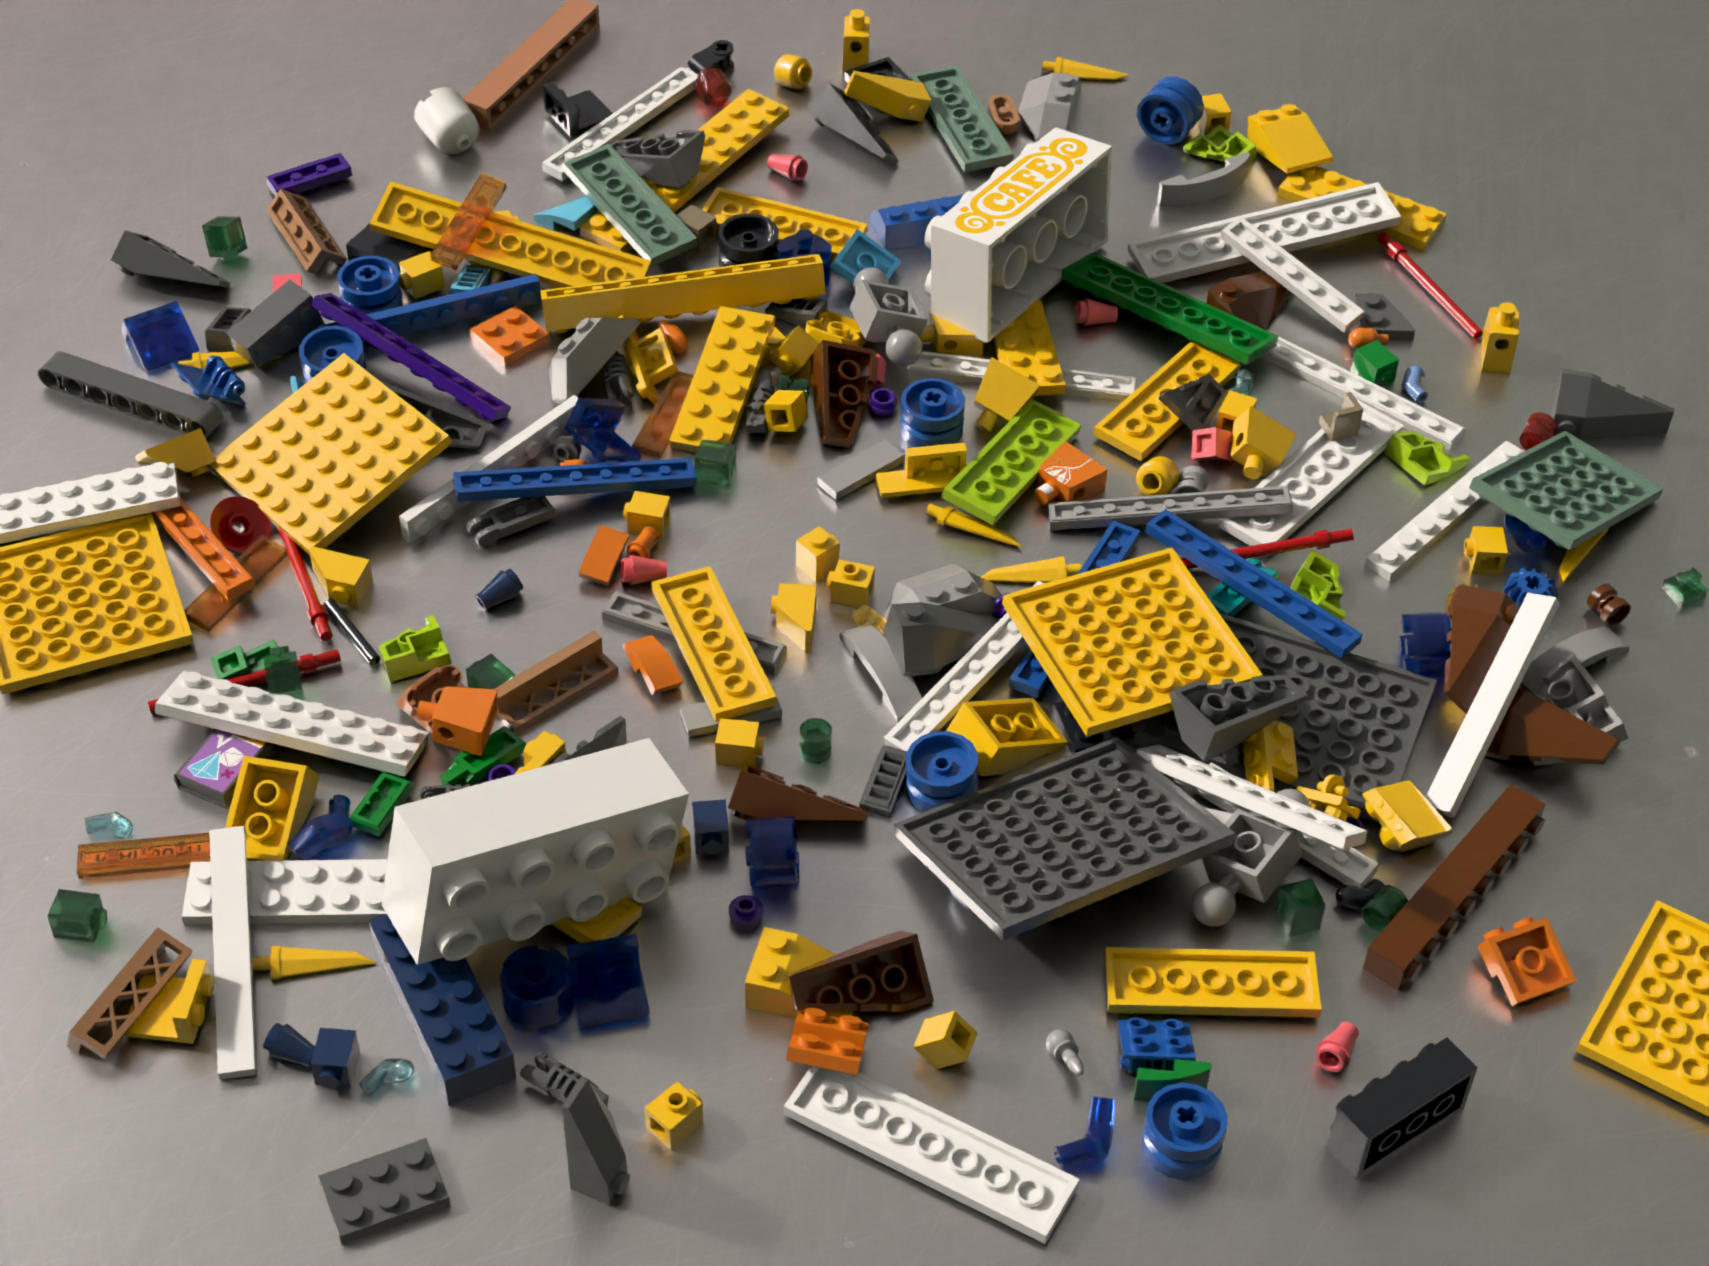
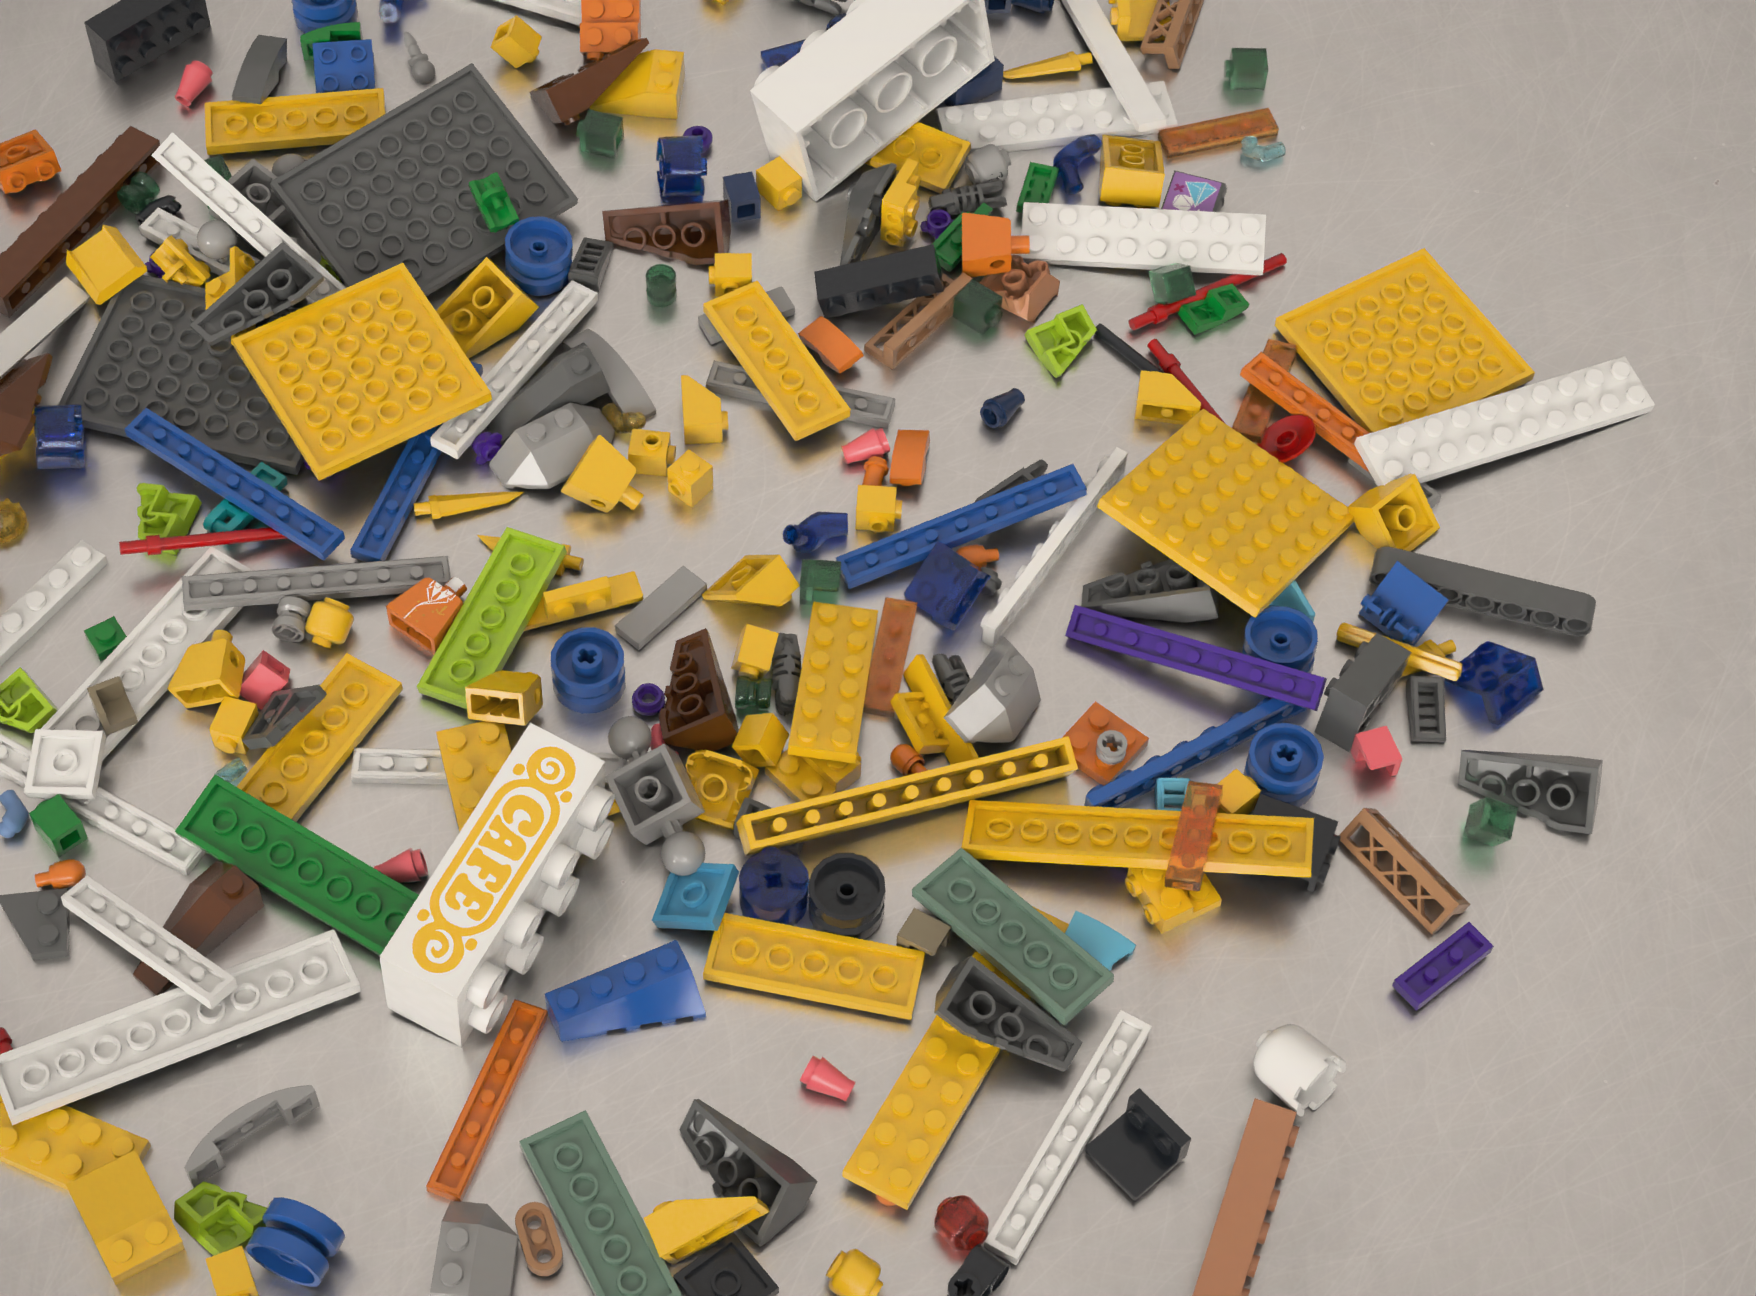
camera: 170 degrees right, 10 degrees up
(230, 357) = (1419, 658): none -> yellow axle
(505, 311) = (1104, 753): none -> light grey bush
(587, 698) = (879, 281): none -> black brick
(711, 503) = (815, 531): none -> clear blue arm
(779, 465) = (755, 581): none -> yellow slope
(856, 919) = (601, 133): none -> clear green brick
(903, 554) = (603, 478): none -> yellow torso
(988, 796) = (493, 203): none -> green hips
(1257, 1040) = (260, 69): none -> dark grey slope
(1355, 500) = (105, 637): none -> green plate
(1377, 389) = (65, 764): none -> white plate

